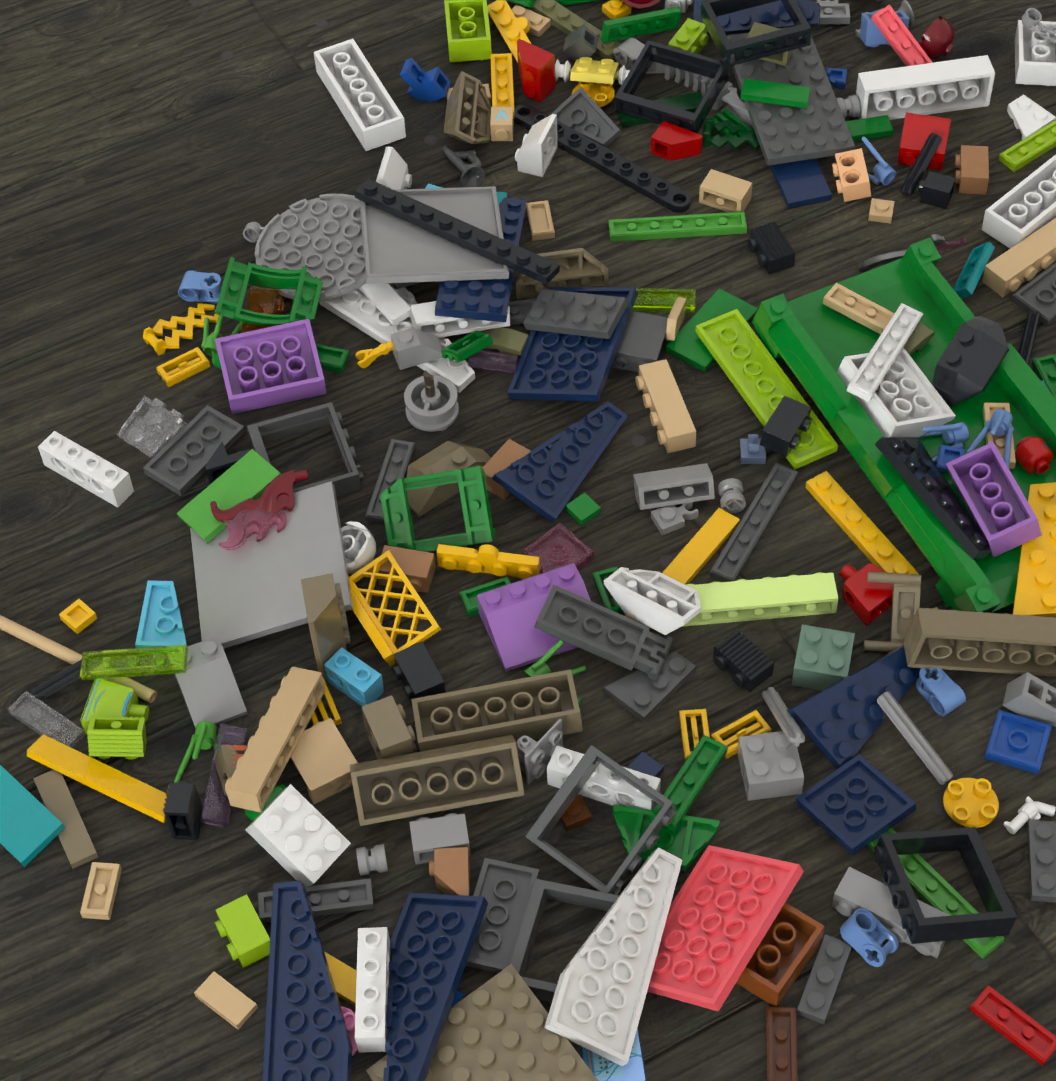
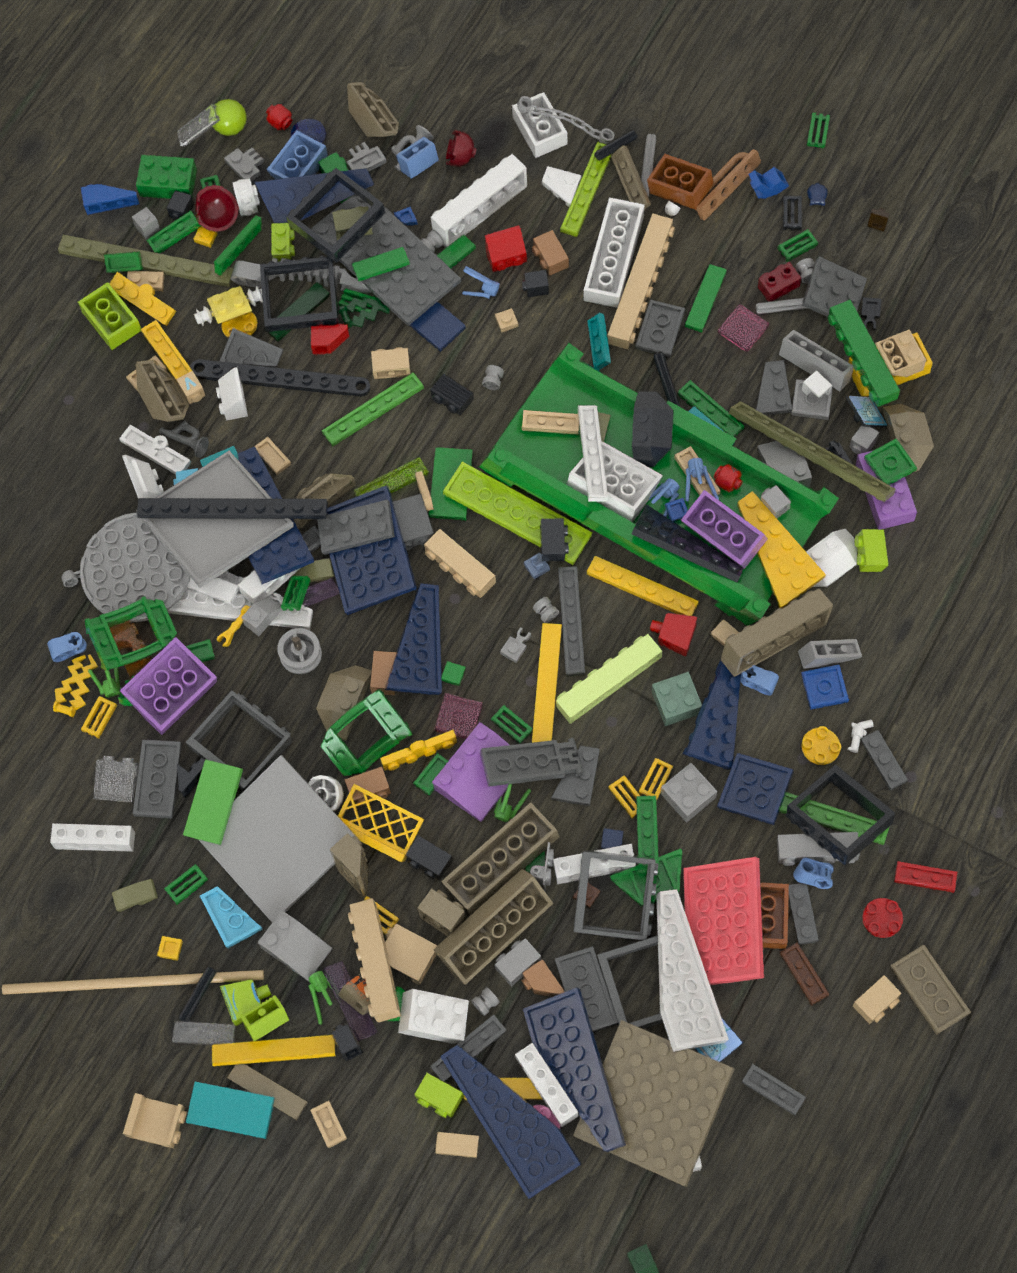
camera: 30 degrees left, 15 degrees up
(84, 545) = (134, 894): none -> olive slope
(134, 662) = (241, 962): clear neon green tile -> none
(144, 568) = (189, 891): none -> green tile
(260, 514) = (247, 806): piece -> none
(354, 677) = (388, 885): medium azure brick -> none
(359, 94) = (67, 418): white brick -> none
(394, 467) = (308, 724): dark grey tile -> none
(424, 85) = (111, 382): blue brick -> none
(424, 160) = (155, 449): none -> white hinge
(535, 70) = (186, 329): red slope -> none
(580, 43) = (203, 286): dark grey brick -> none
(653, 598) = (550, 719): white wedge -> none
(673, 486) = (505, 625): light grey brick -> none
(743, 660) = (627, 728): black brick -> none
(782, 716) = (678, 756): light grey axle -> none
(830, 251) = (493, 377): none -> light grey wheel
(852, 175) = (473, 300): light nougat brick -> none
(886, 258) = (550, 353): flat silver piece -> none
(899, 37) = (442, 167): coral tile -> none
(904, 606) = (708, 638): dark tan plate -> none
(915, 738) = (764, 722): light grey axle -> none
(920, 164) = (515, 270): black axle -> none
(926, 1041) = (882, 917): none -> red dish

